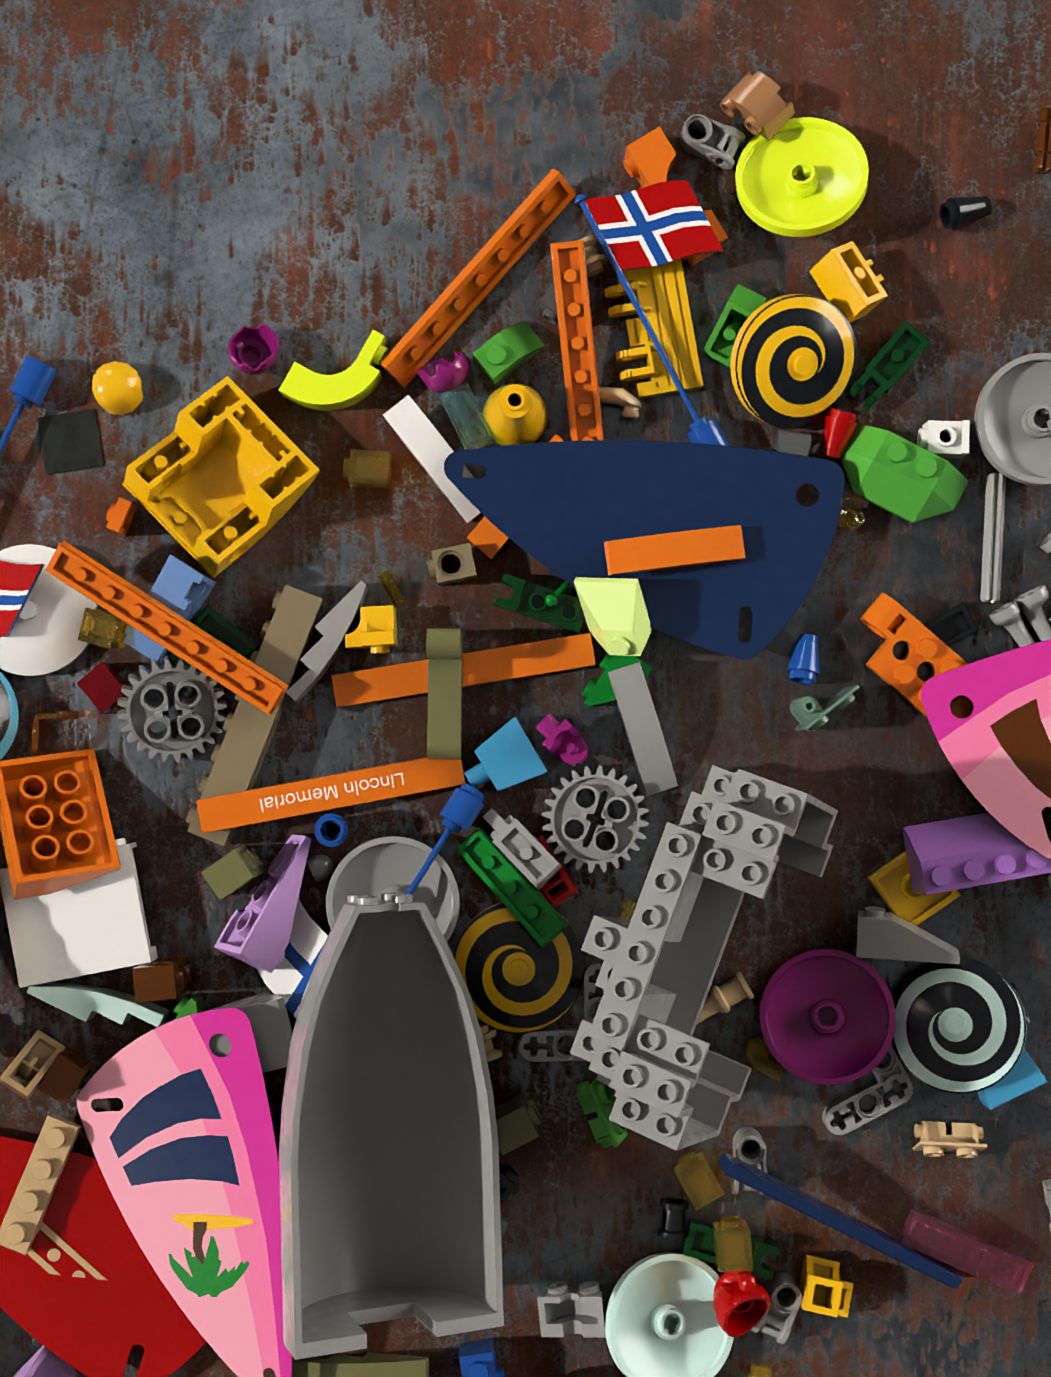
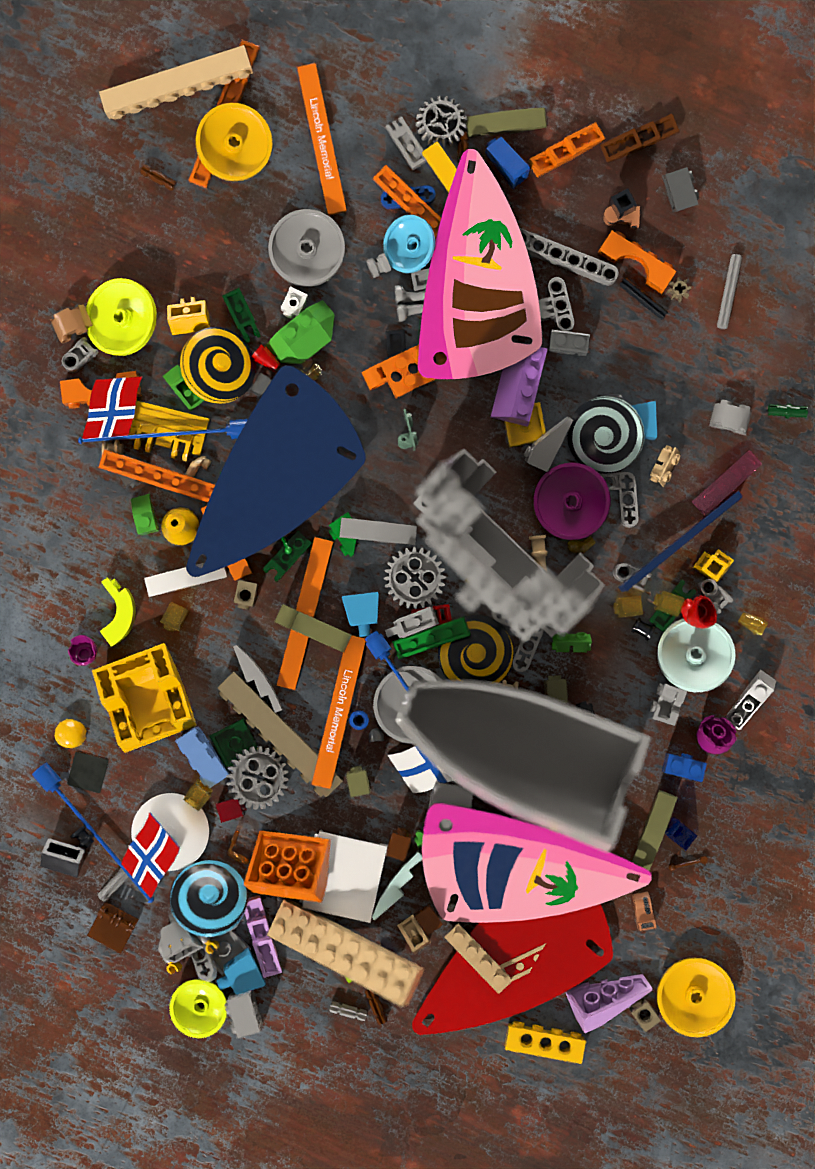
camera: 70 degrees left, 0 degrees up
(121, 516) = (141, 761): orange plate -> none
(166, 628) = (213, 760): orange tile -> none
(265, 925) = (395, 779): lavender wedge -> none
(375, 631) = (263, 651): yellow brick -> none
(391, 587) = (244, 632): clear yellow piece -> none
(445, 375) = (142, 554): magenta hair -> none
(467, 418) = (170, 552): clear light blue hinge -> none
(478, 278) = (97, 513): orange plate -> none
(563, 740) = (365, 576): magenta hips -> none
(615, 613) = (310, 519): yellowish green slope -> none
(674, 550) = (290, 473): orange slope -> none
(805, 660) = (380, 429): blue cone -> none
(962, 211) = (176, 239): black cone -> none
(993, 538) = (358, 300): light grey axle -> none

